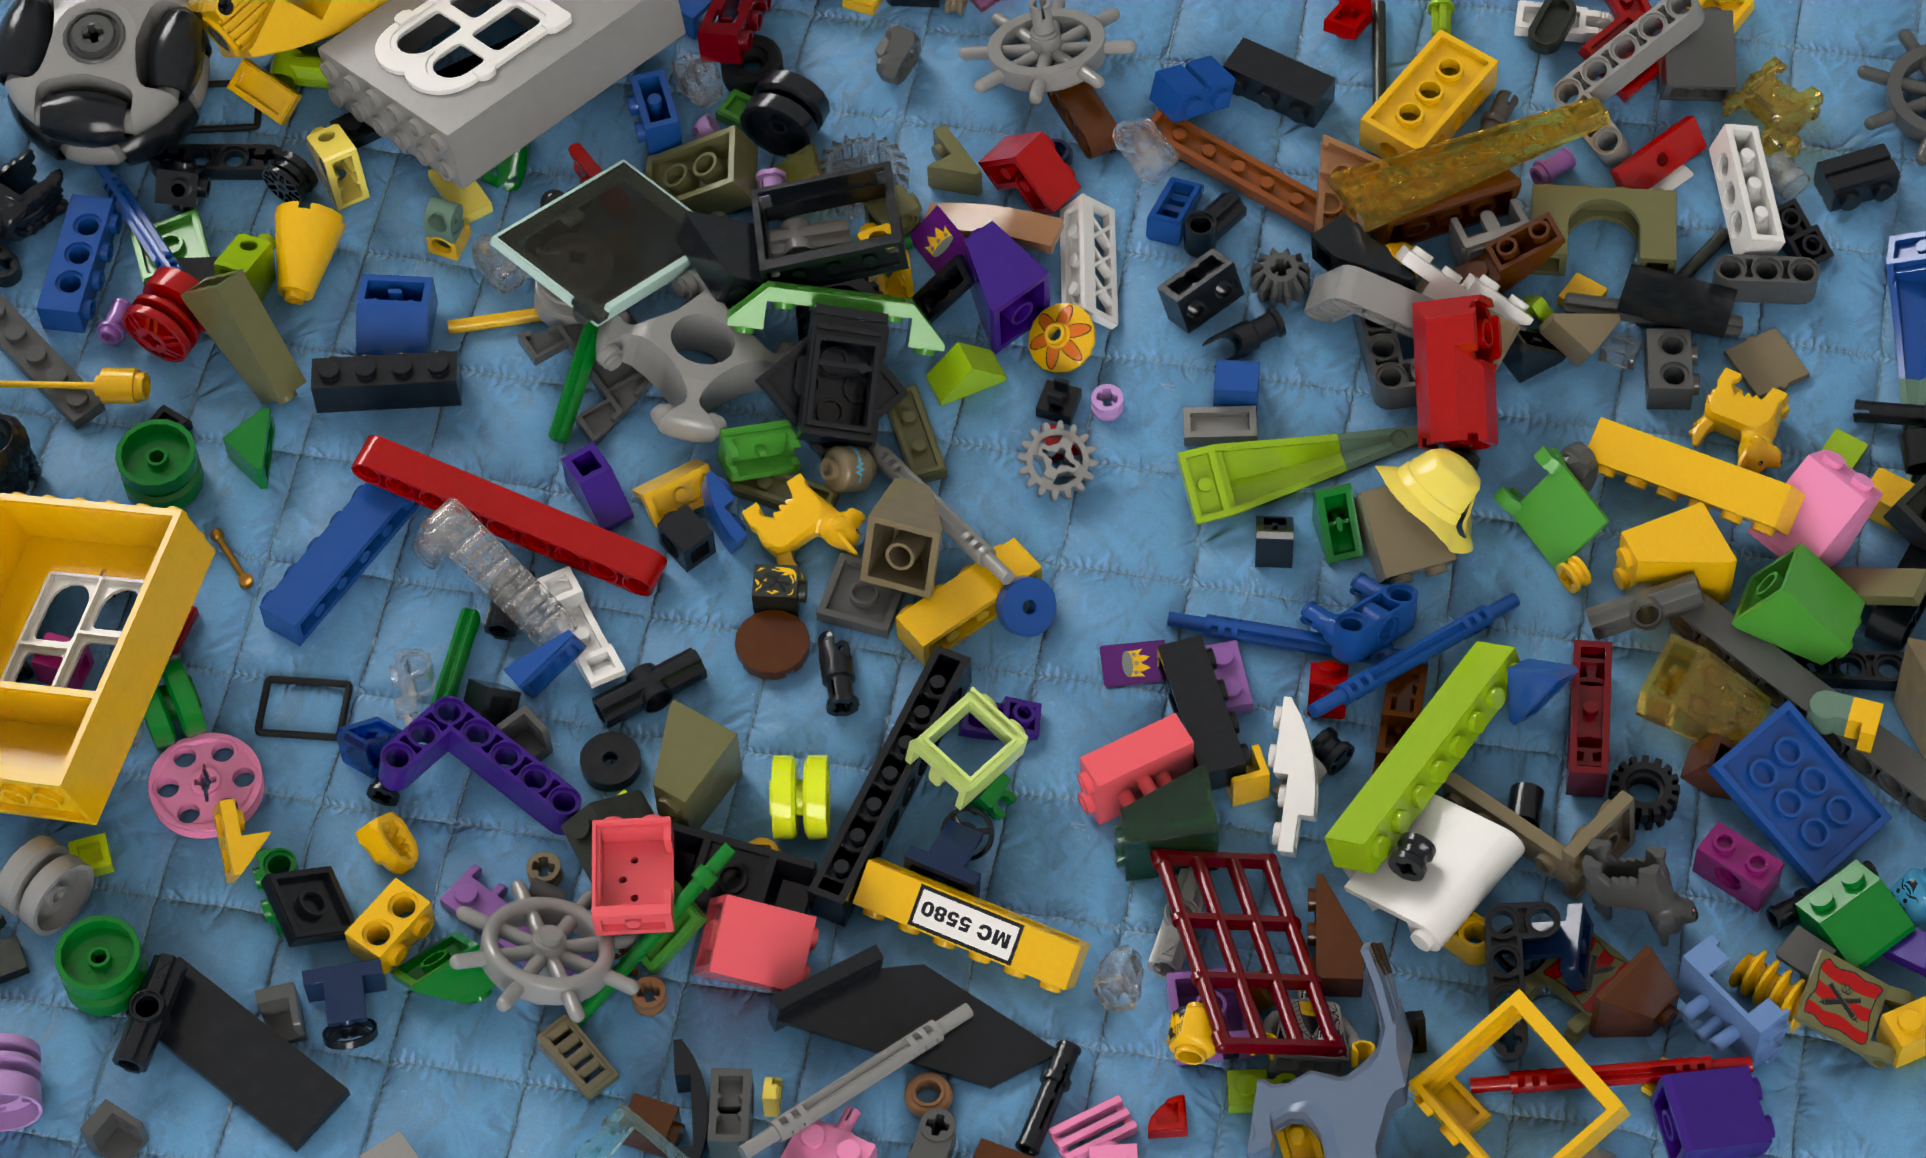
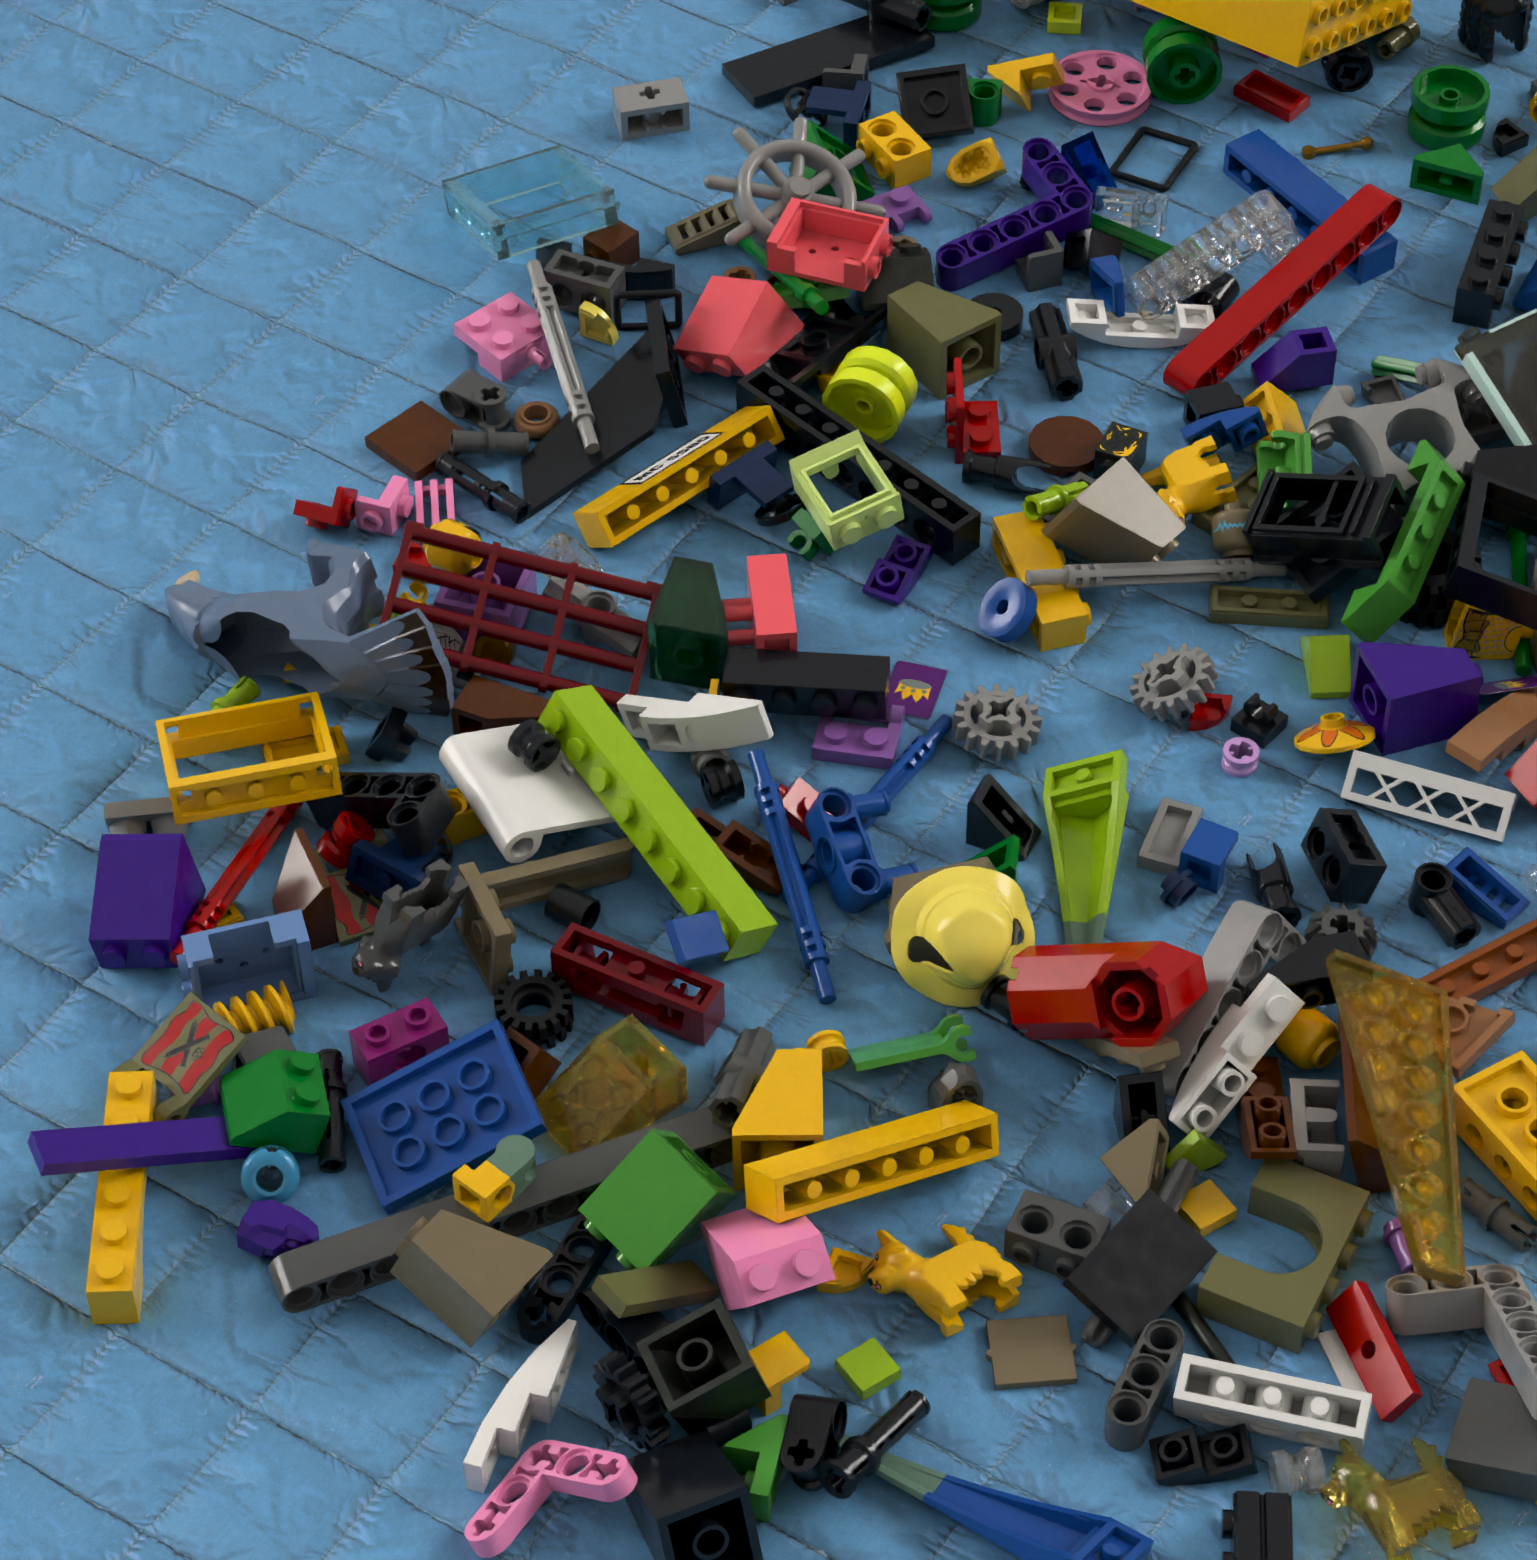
camera: 110 degrees right, 10 degrees down
(757, 984) = (646, 294): none -> black piece
(785, 721) = (973, 421): none -> red bracket
(883, 601) = (1052, 500): none -> lime axle
(989, 1113) = (489, 442): none -> dark grey pin
(1164, 575) = (996, 722): none -> light grey gear
(1279, 396) = (1178, 887): none -> dark blue plate
(1549, 998) = (337, 844): none -> red wheel

